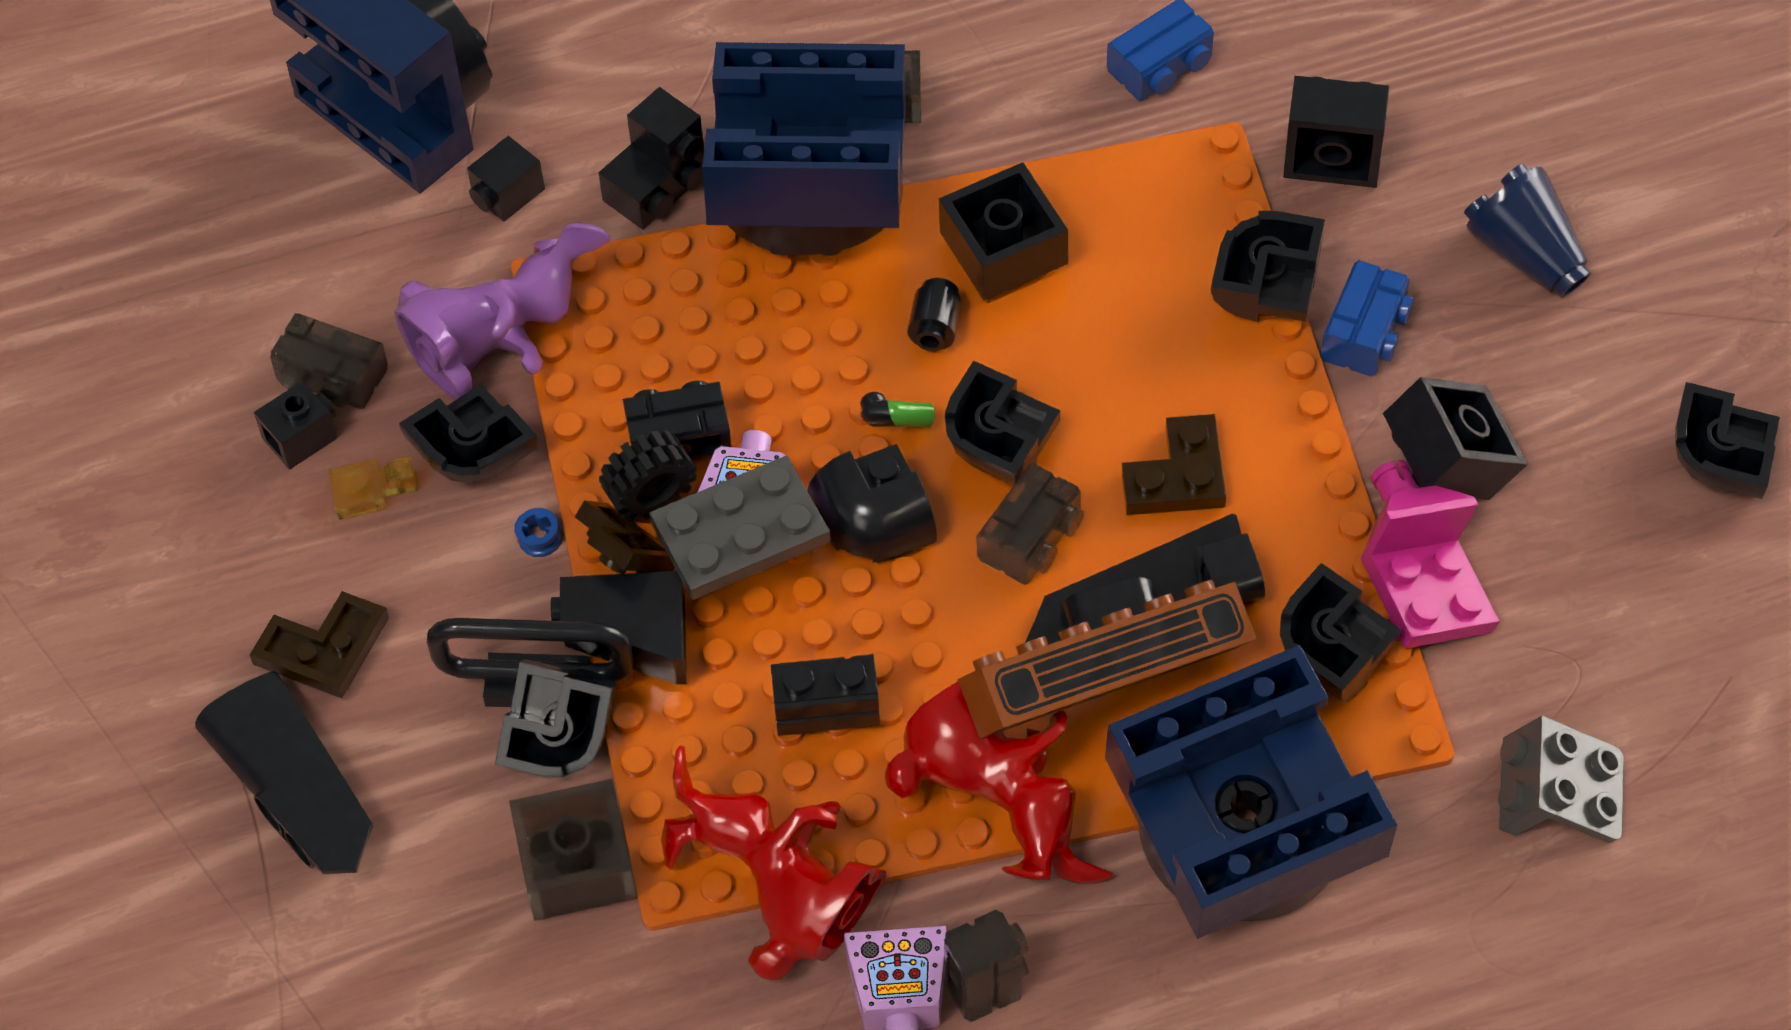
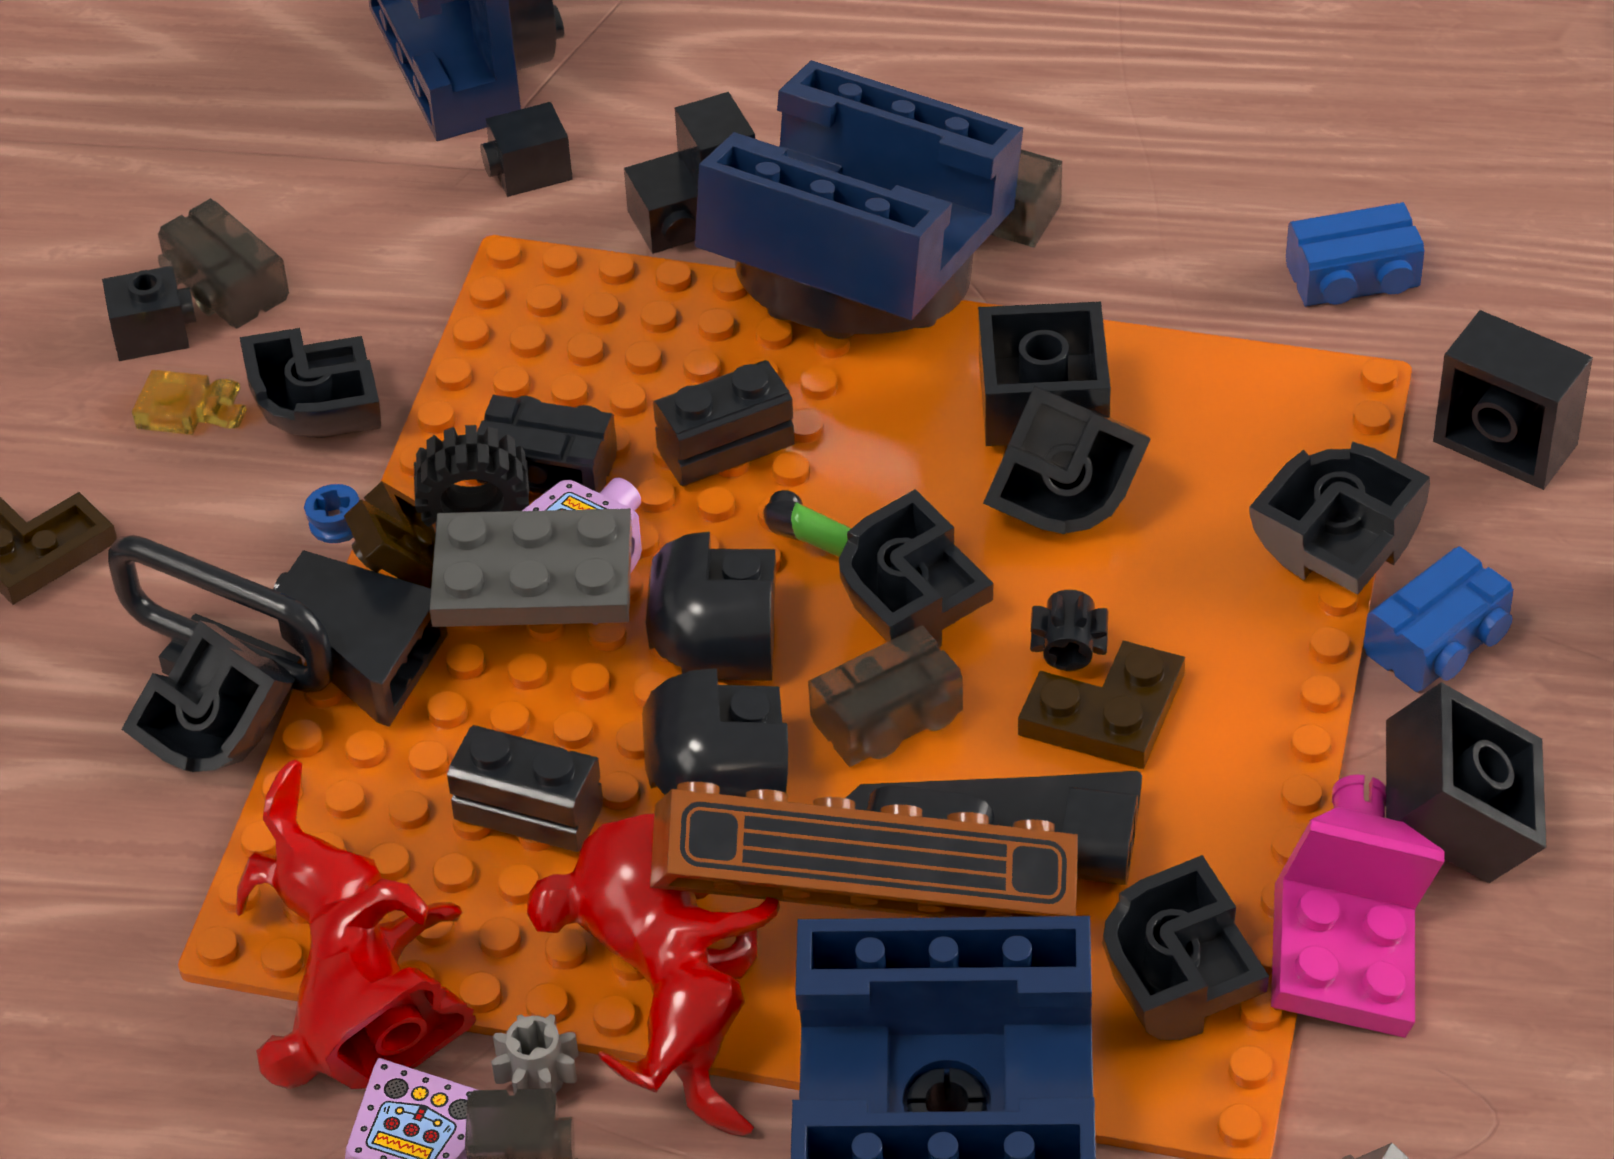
camera: 25 degrees right, 10 degrees down
(459, 327) = (377, 269): medium lavender animal -> none
(573, 849) = (138, 848): clear smoke brick -> none
(797, 356) = (724, 422): none -> black brick
(935, 314) = (915, 438): black brick -> none
(938, 610) = (715, 735): none -> black brick
(940, 901) = (535, 1055): none -> light grey gear
(1059, 299) = (1065, 465): none -> black brick
(1128, 425) = (1069, 630): none -> black gear

